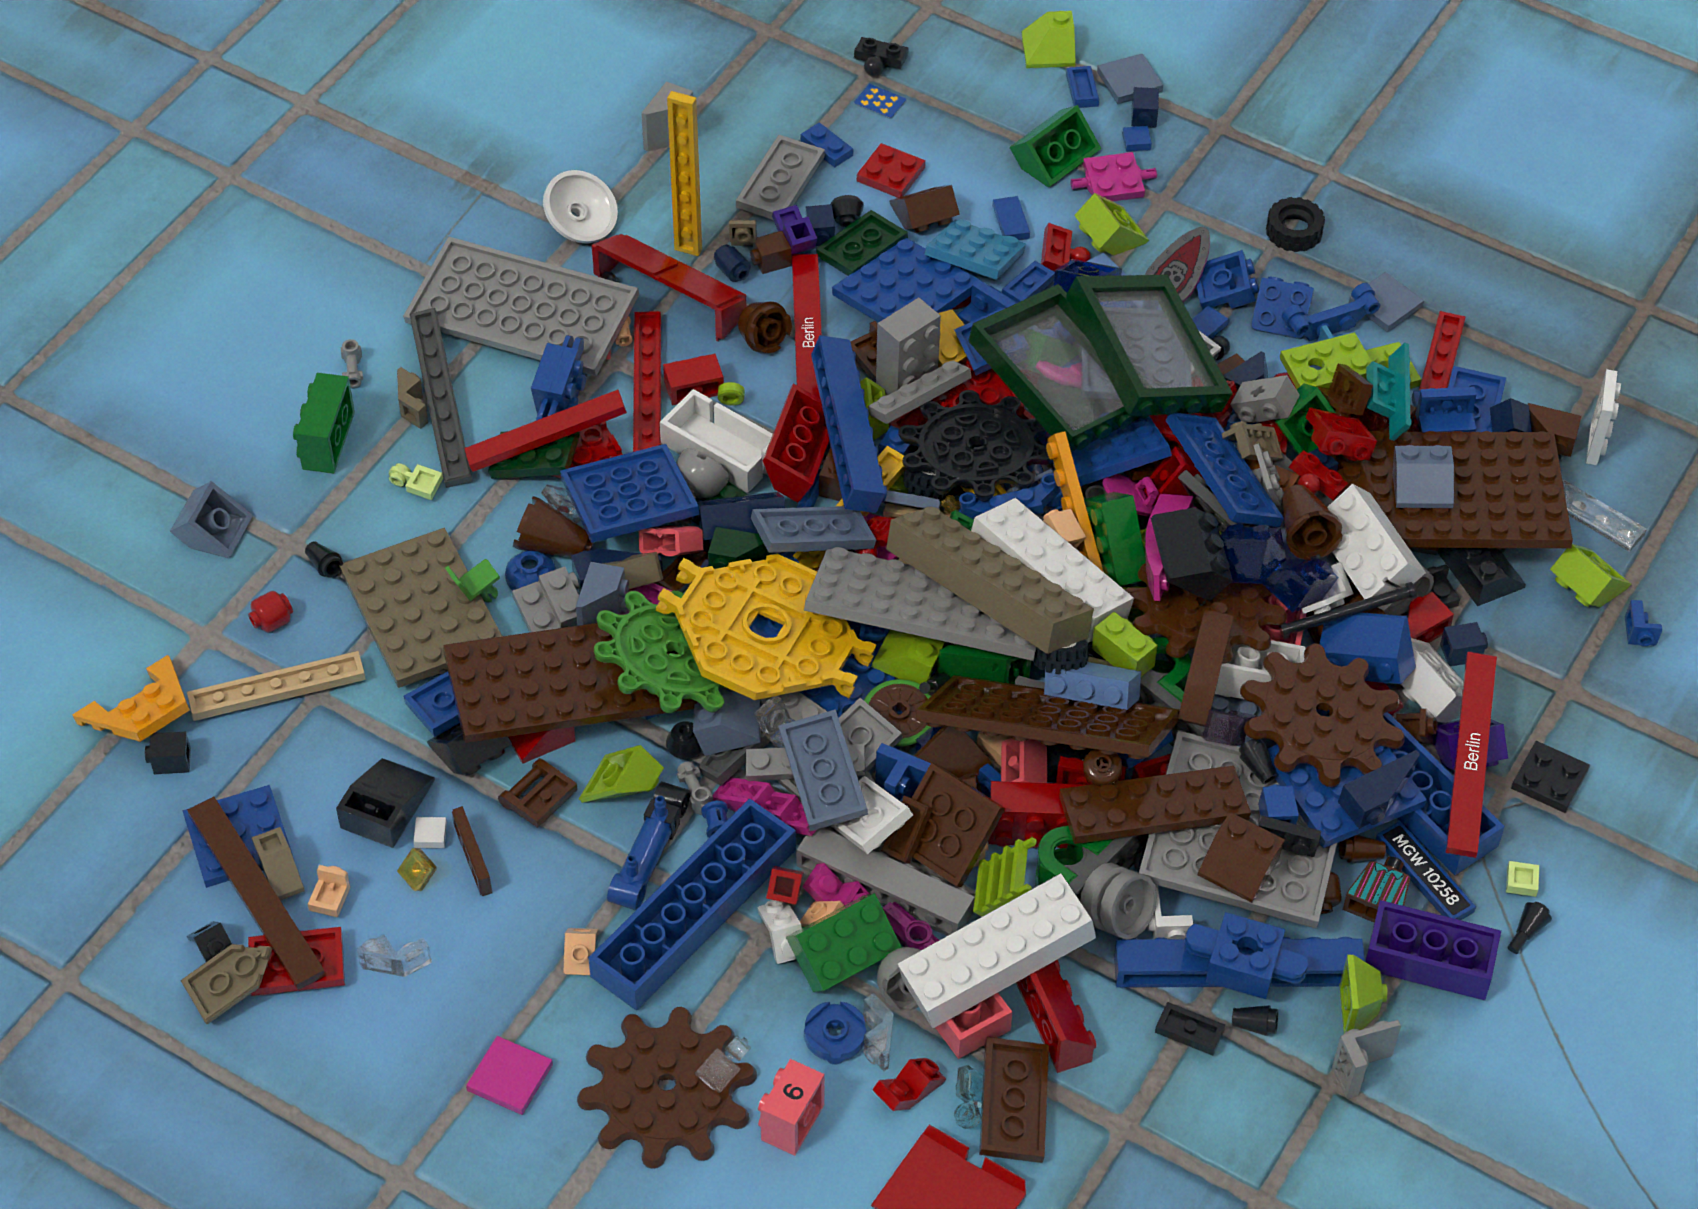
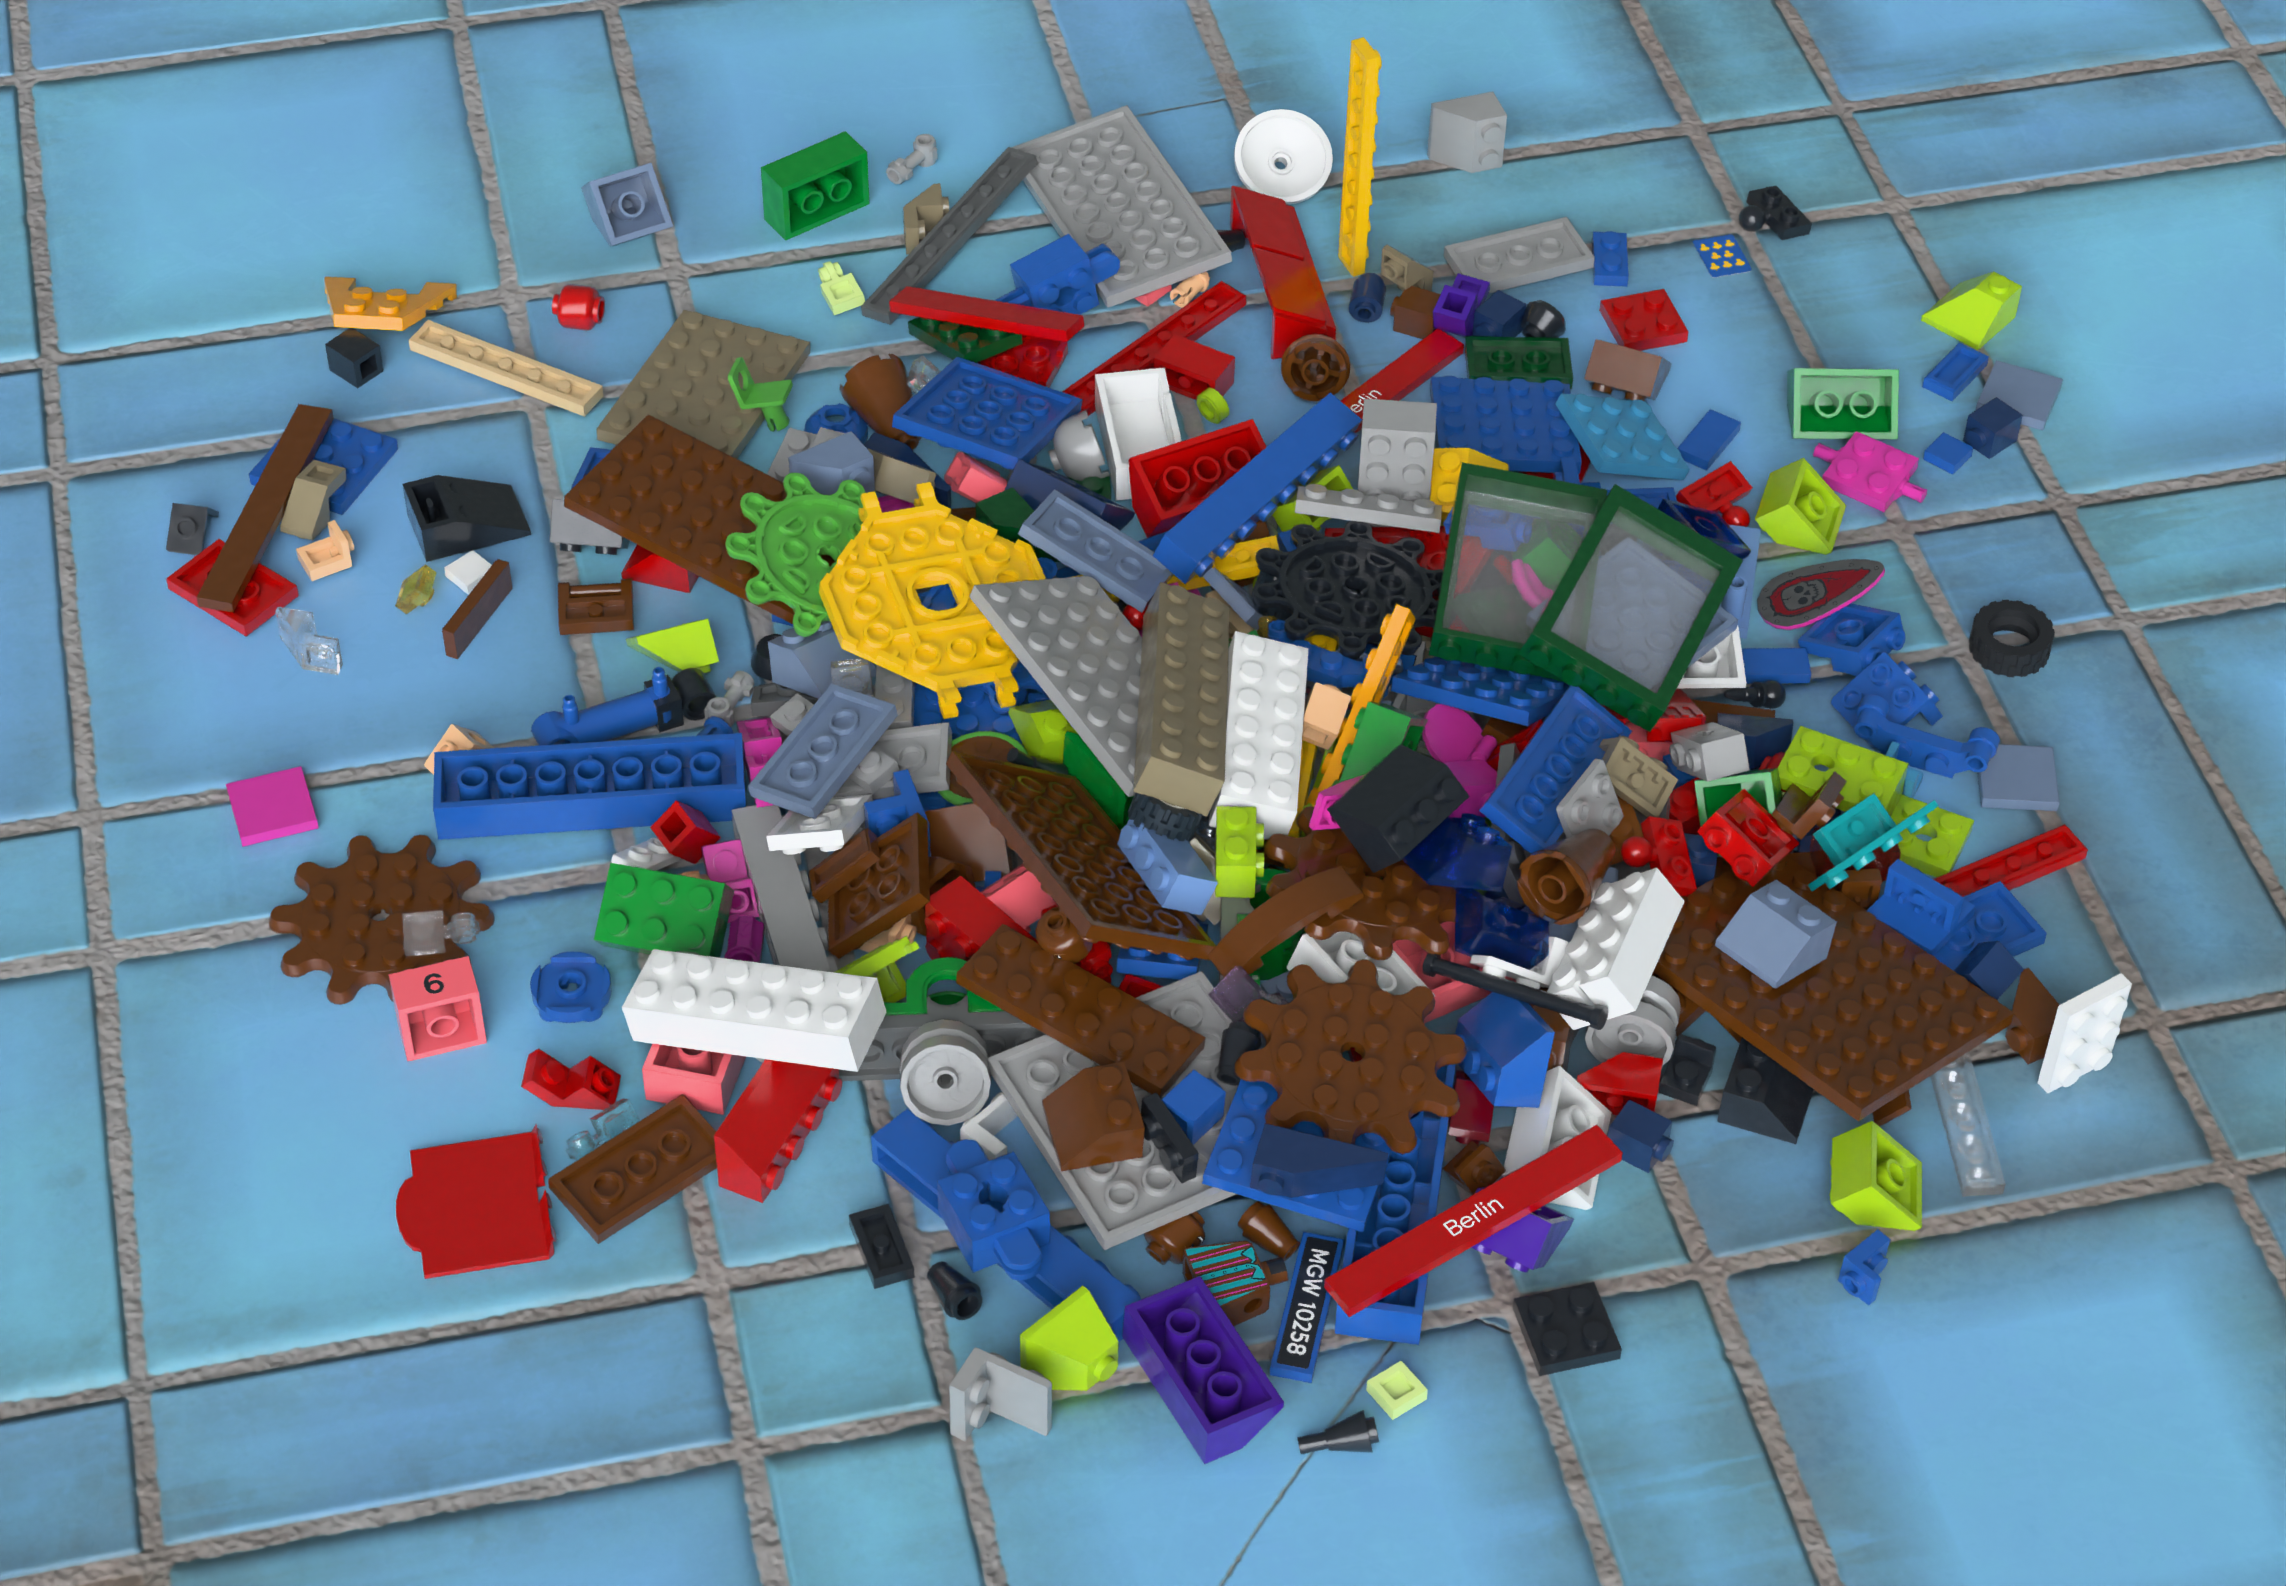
camera: 45 degrees right, 5 degrees down
(226, 979) = (158, 557): dark tan tile -> none
(324, 559) = (676, 297): black cone -> none
(879, 1039) = (599, 1023): clear slope -> none

